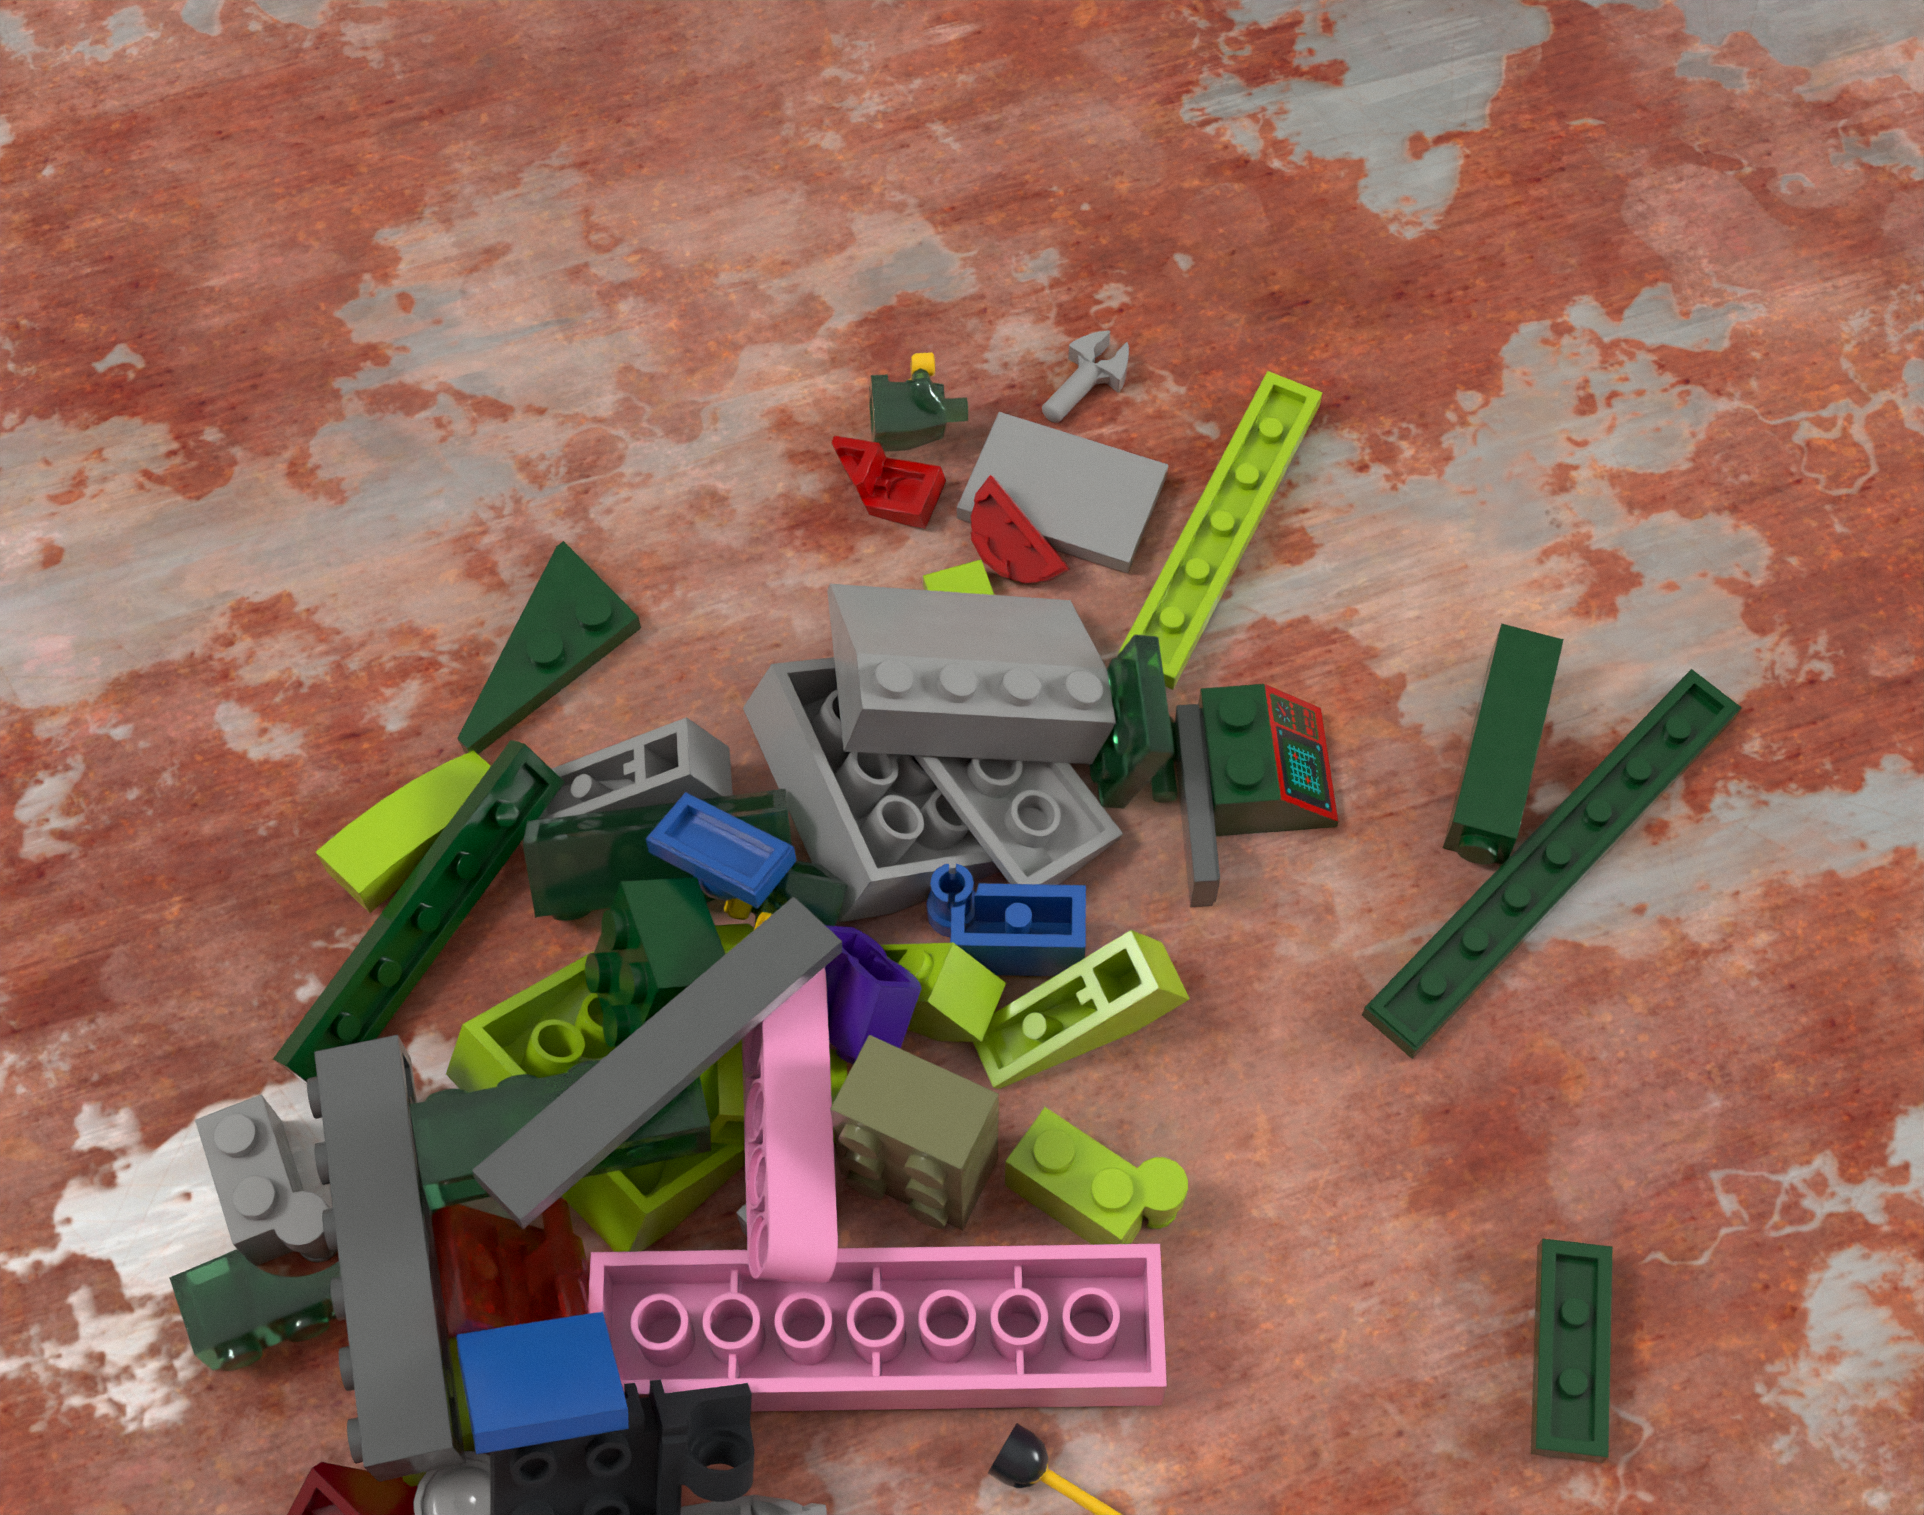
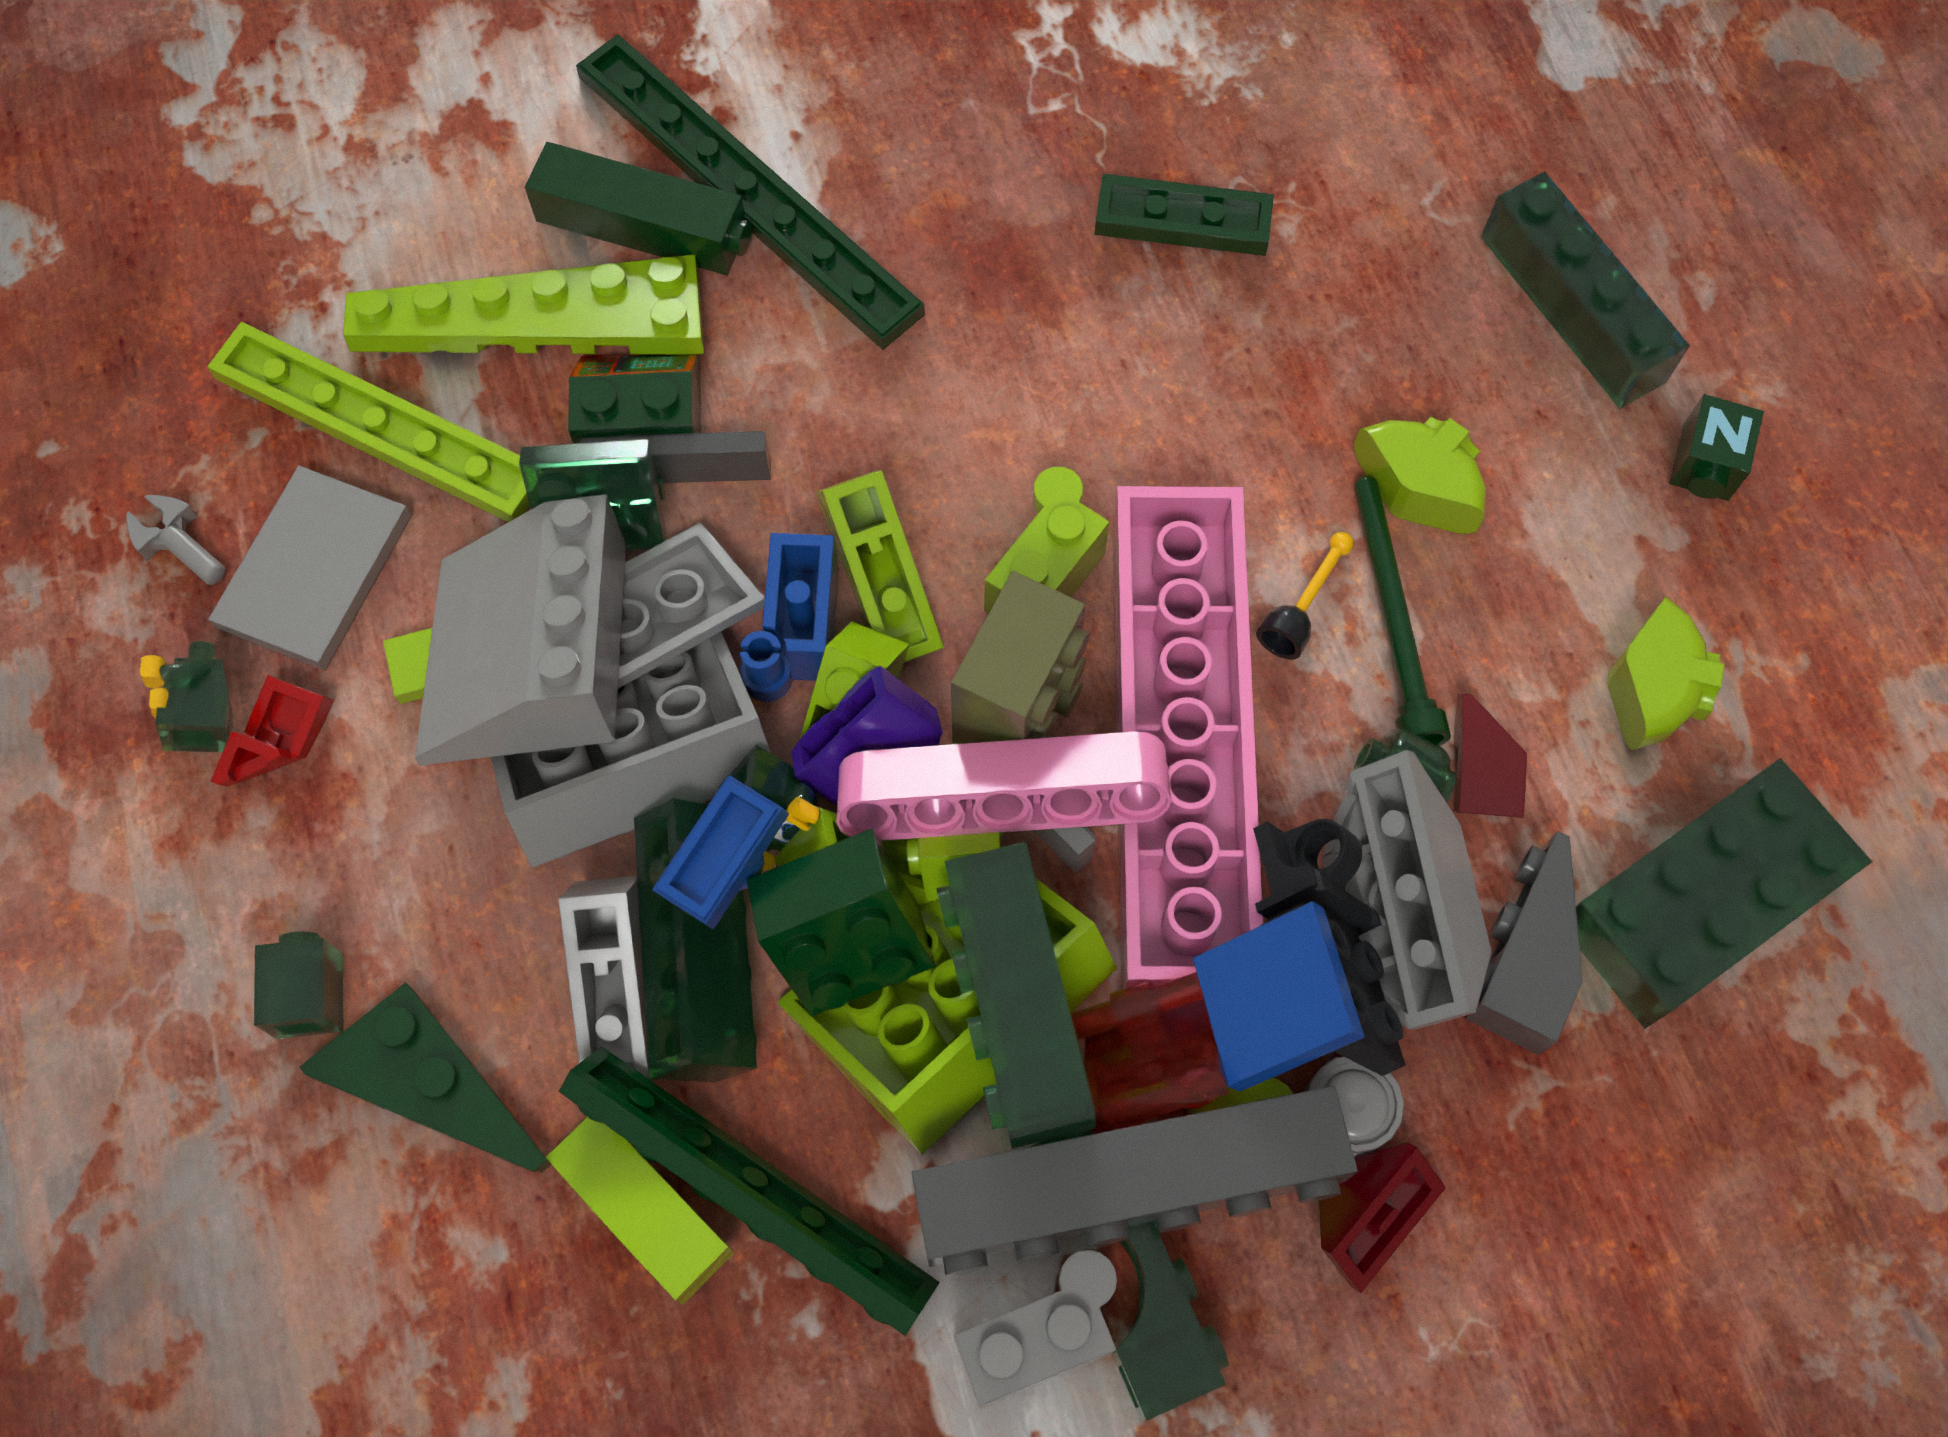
camera: 90 degrees left, 5 degrees up
(635, 530) = (298, 986): none -> clear green brick
(656, 1062) = (969, 887): dark grey tile -> none
(1009, 539) = (363, 612): red tile -> none
(1378, 723) = (630, 304): none -> lime wing

